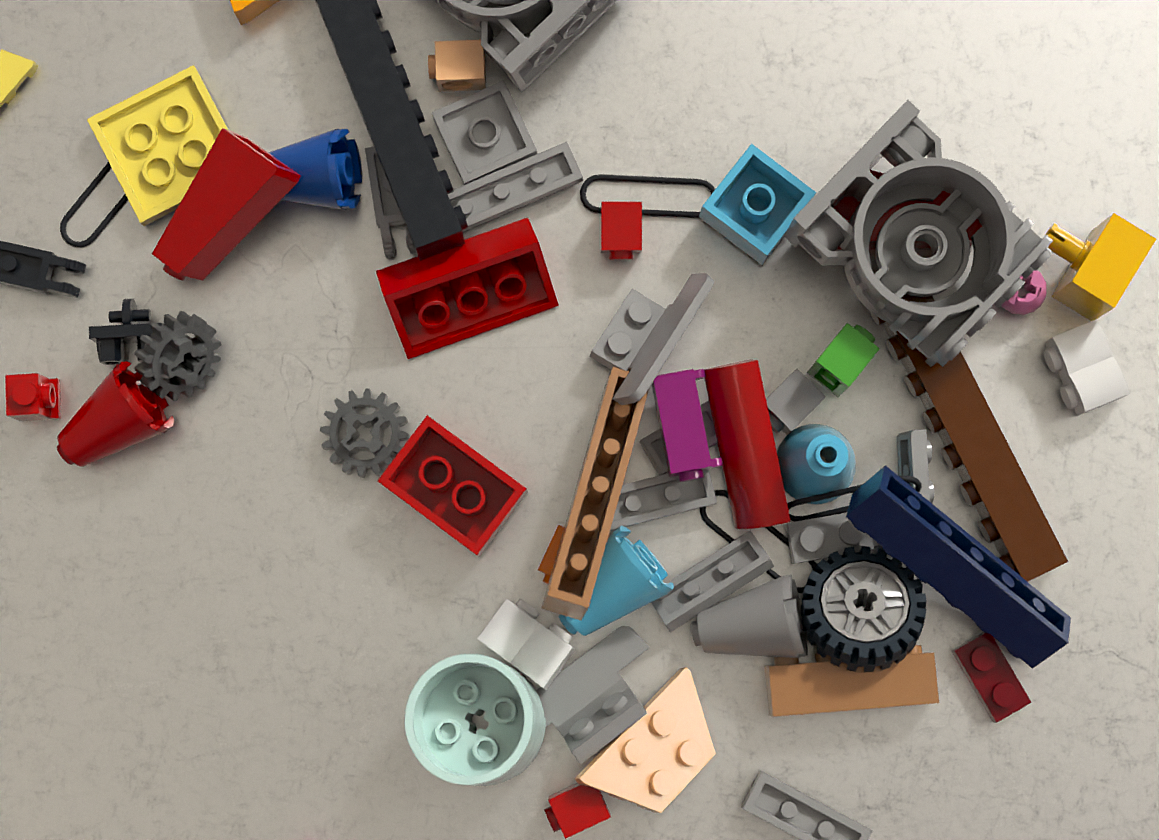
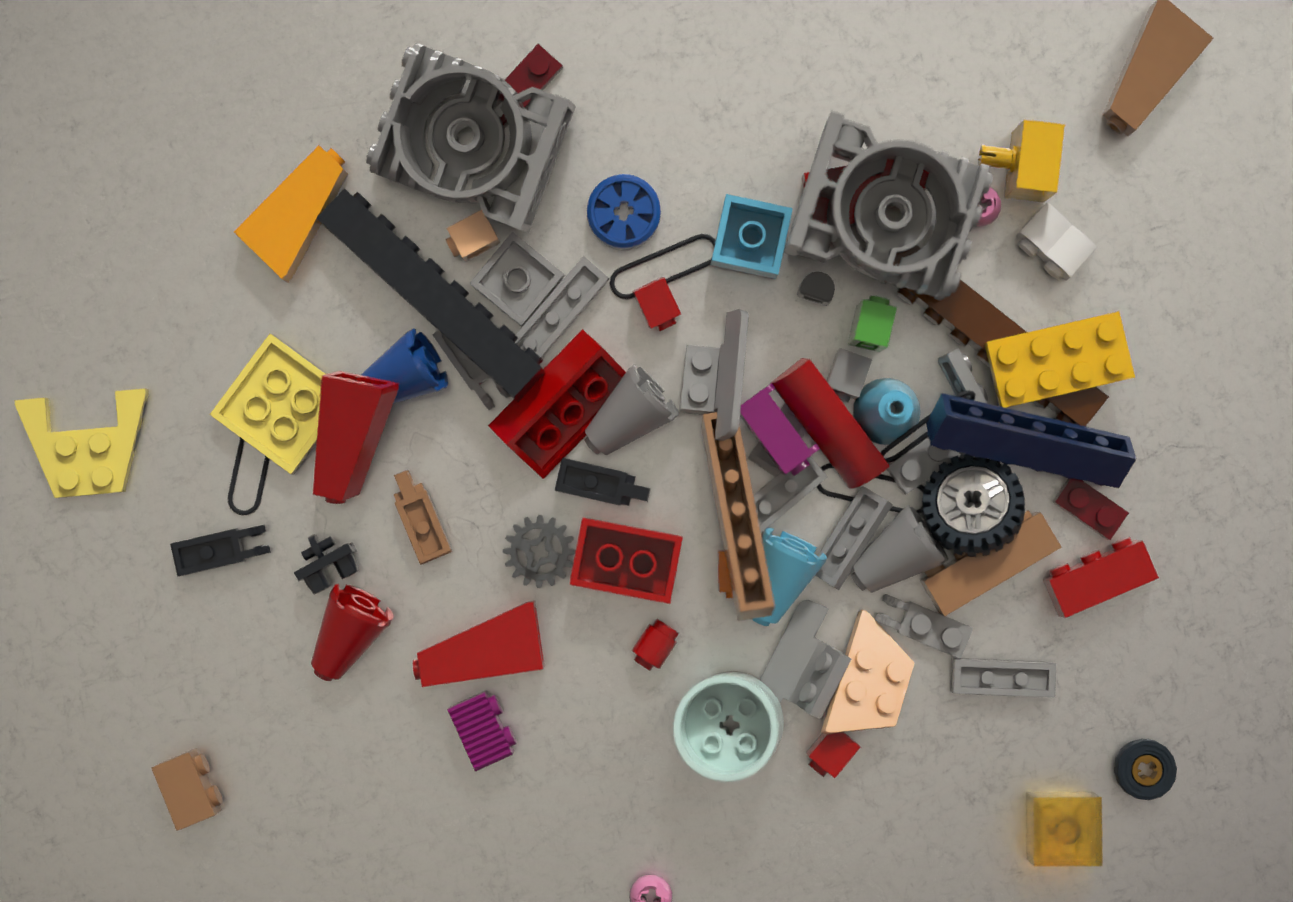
camera: 25 degrees left, 5 degrees up
(32, 397) = (277, 644): red brick -> none
(177, 355) = (372, 562): dark grey gear -> none
(206, 597) = (482, 730): none -> magenta brick
(254, 338) = (420, 519): none -> medium nougat hinge
(260, 512) = (490, 649): none -> red slope
(439, 595) = (655, 645): none -> red brick
(465, 391) = (598, 483): none -> black hinge
(527, 643) = (737, 649): white brick -> none
(534, 330) = (629, 413): none -> light grey cone
(622, 95) = (609, 196): none -> blue wheel
(749, 722) = (928, 627): none -> light grey hinge
(802, 294) = (817, 288): none -> dark grey brick
(966, 757) = (1100, 577): none -> red brick
(1032, 494) = (1059, 360): none -> yellow plate

